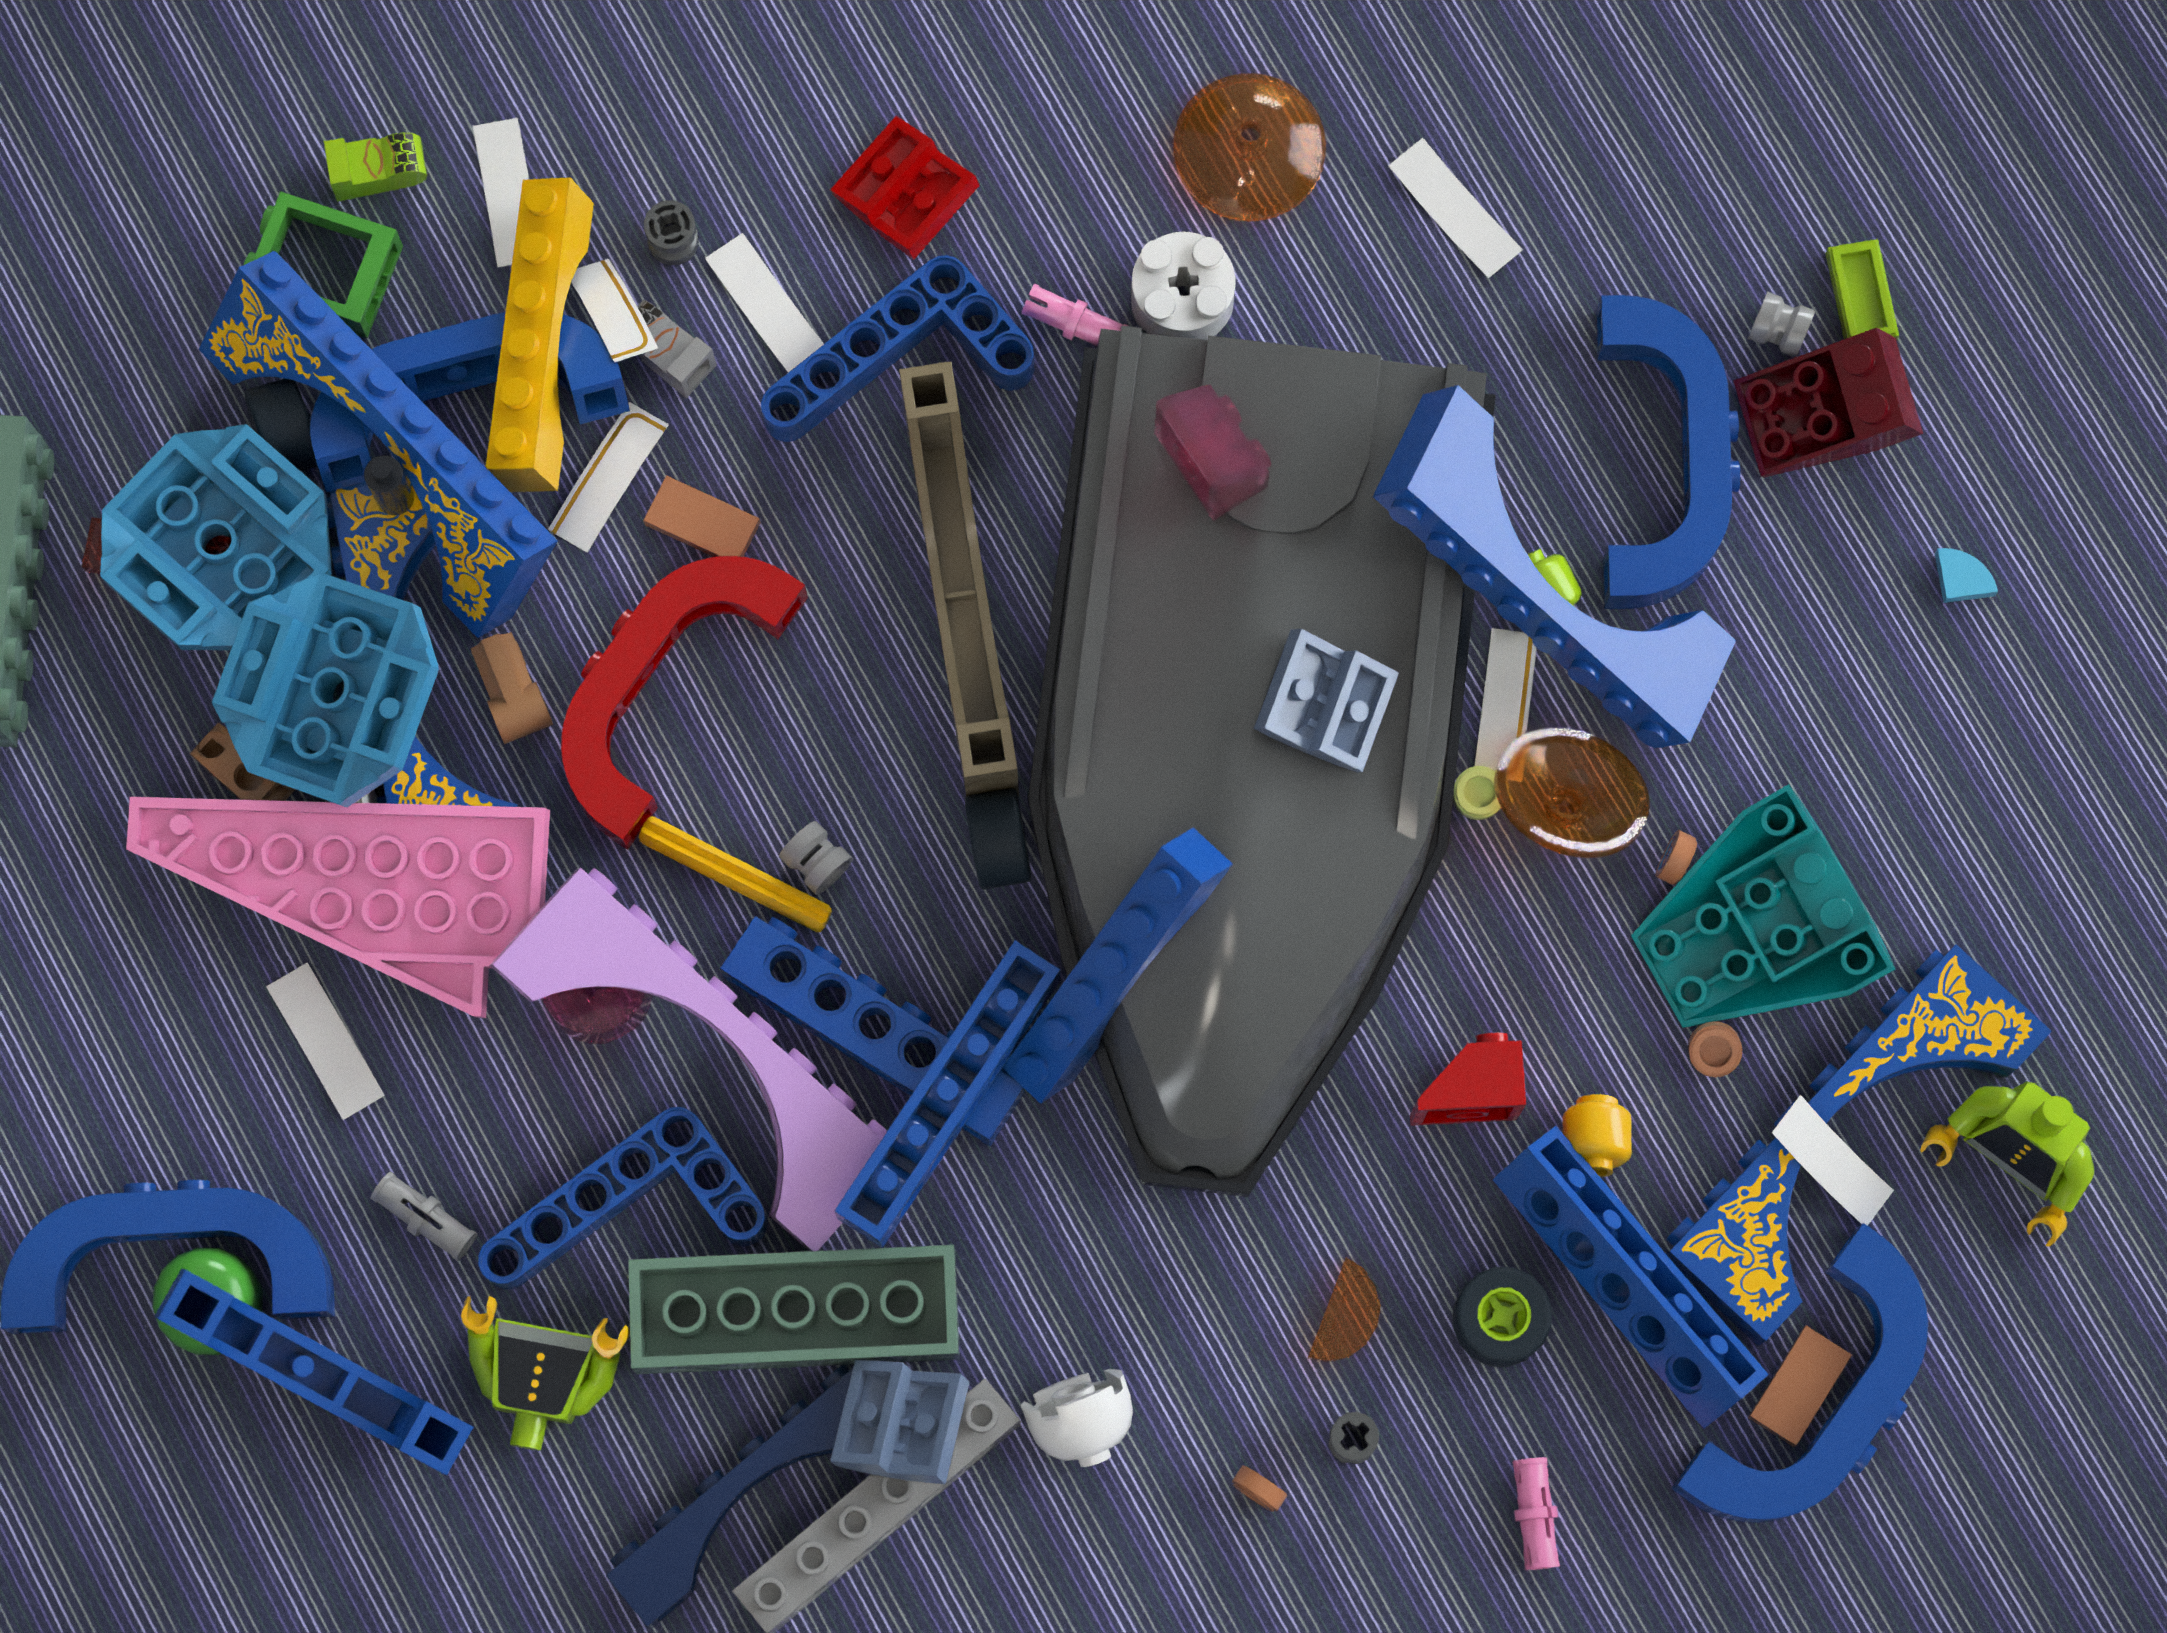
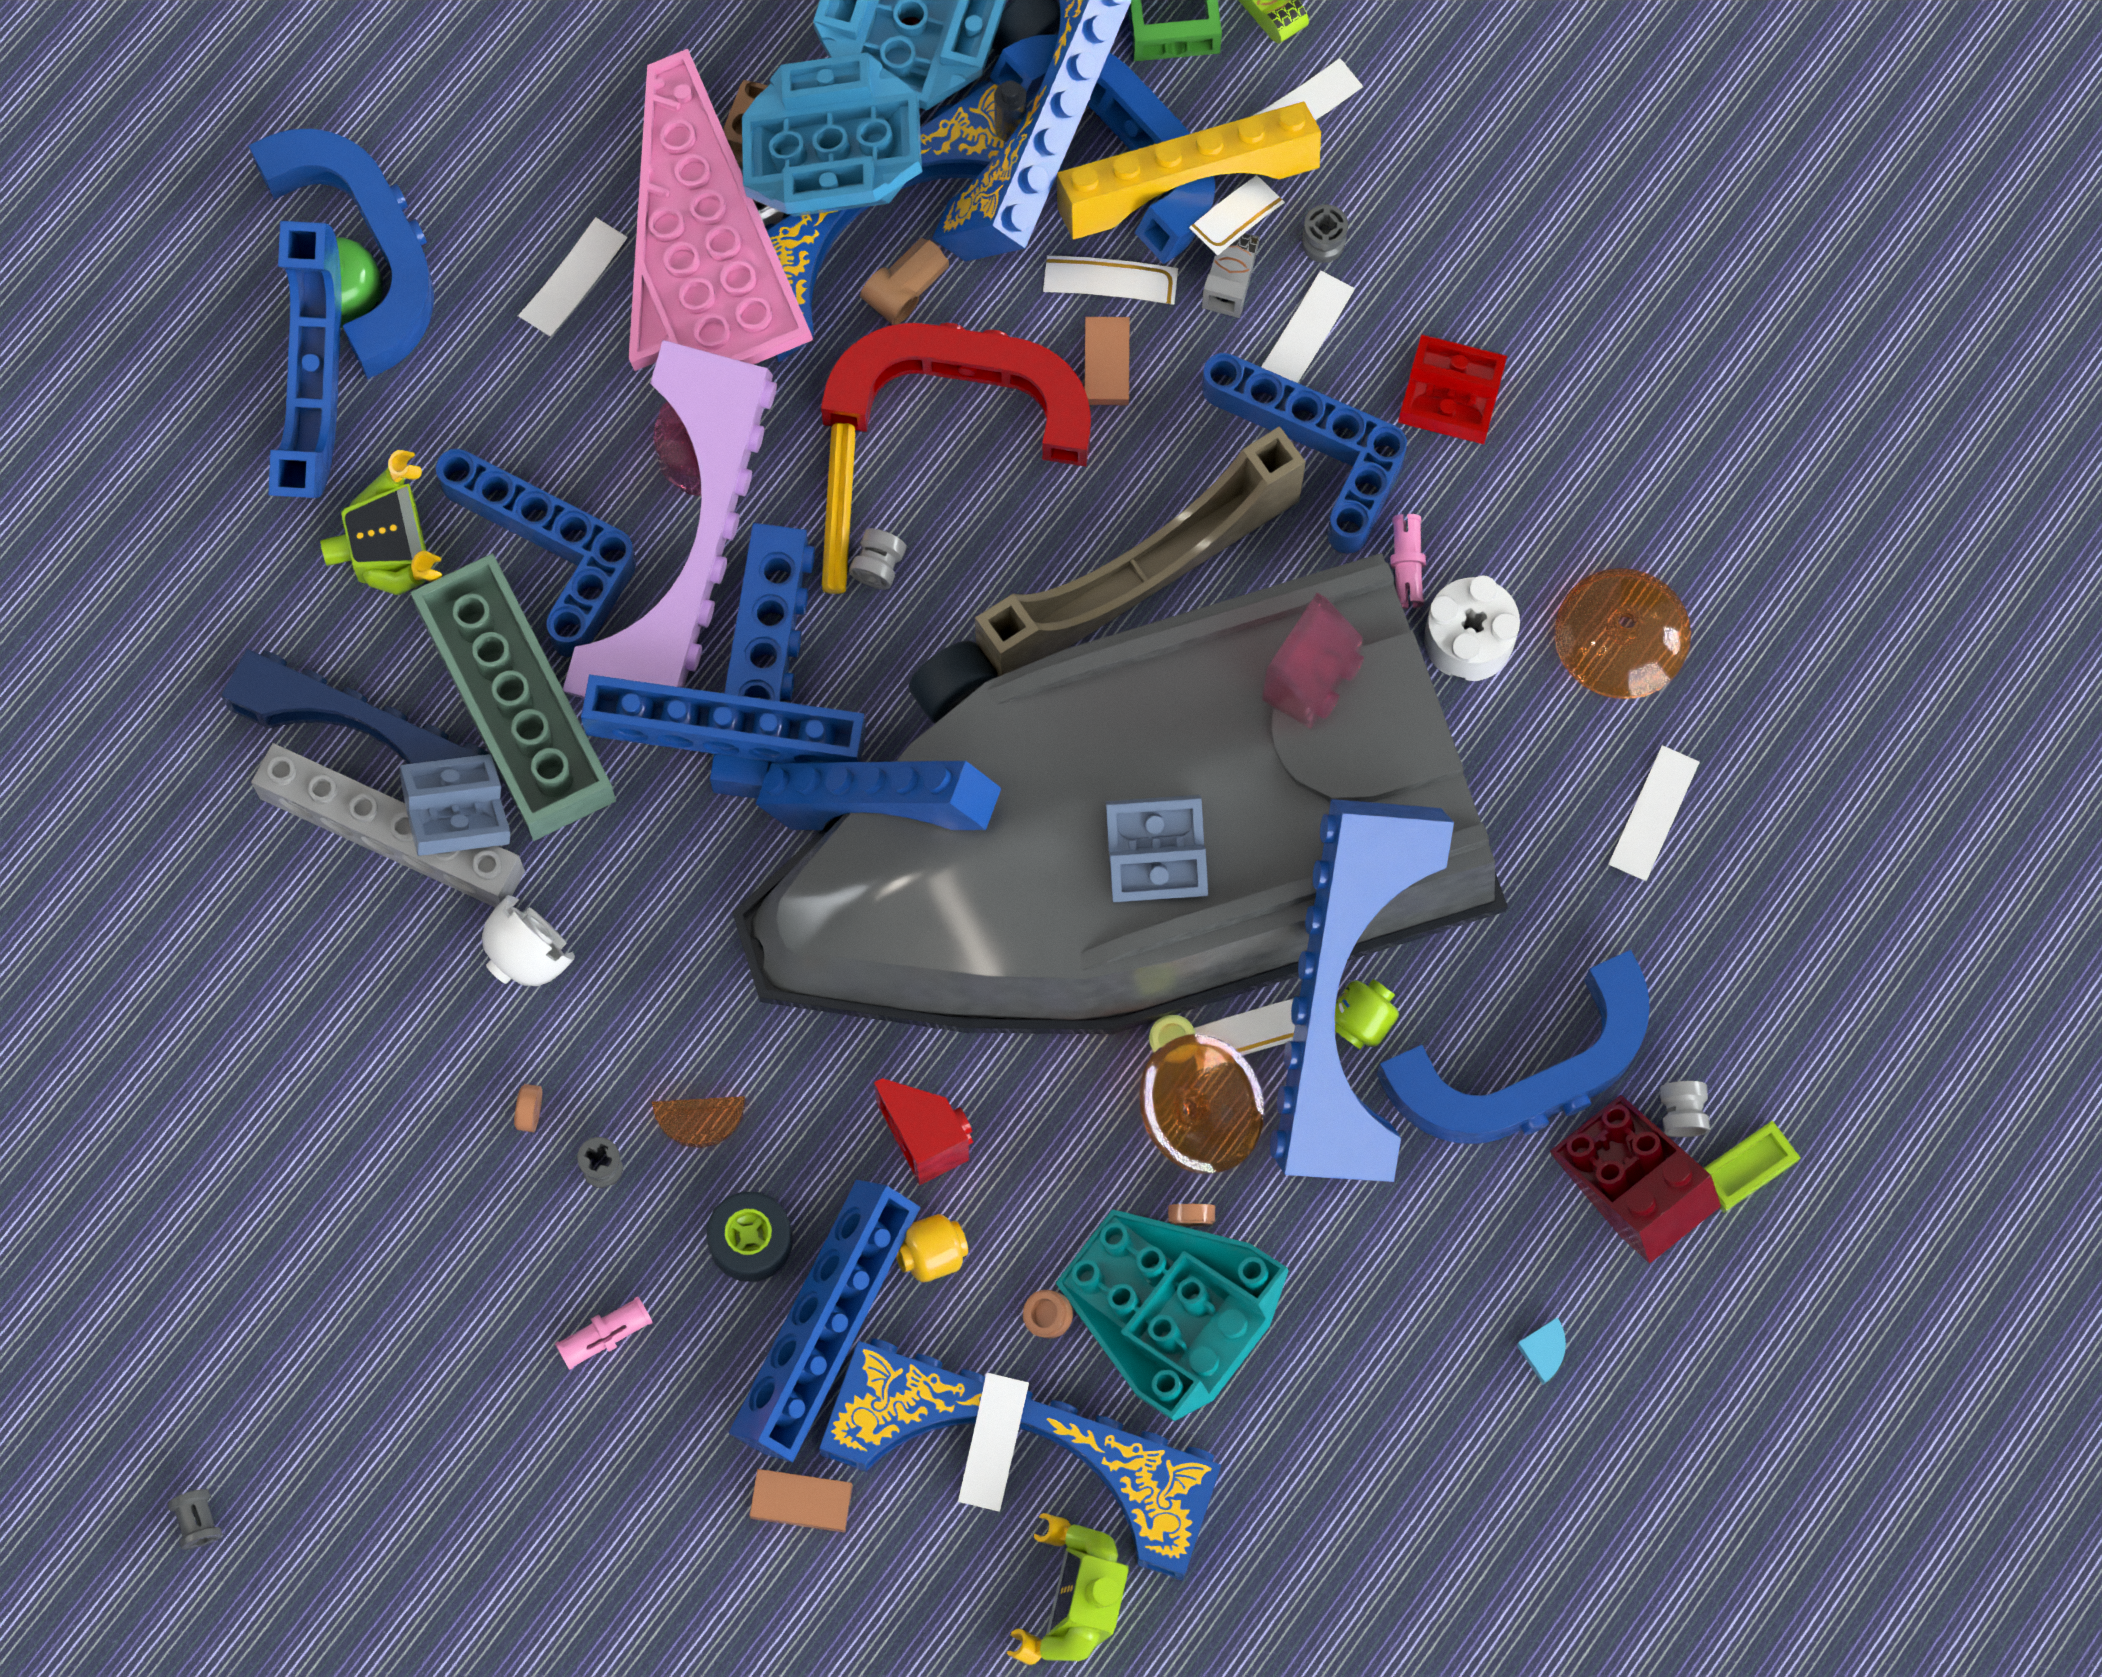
camera: 65 degrees right, 5 degrees down
(453, 1237) = (468, 403): light grey pin -> none
(1899, 1317) = (809, 1559): blue arch -> none

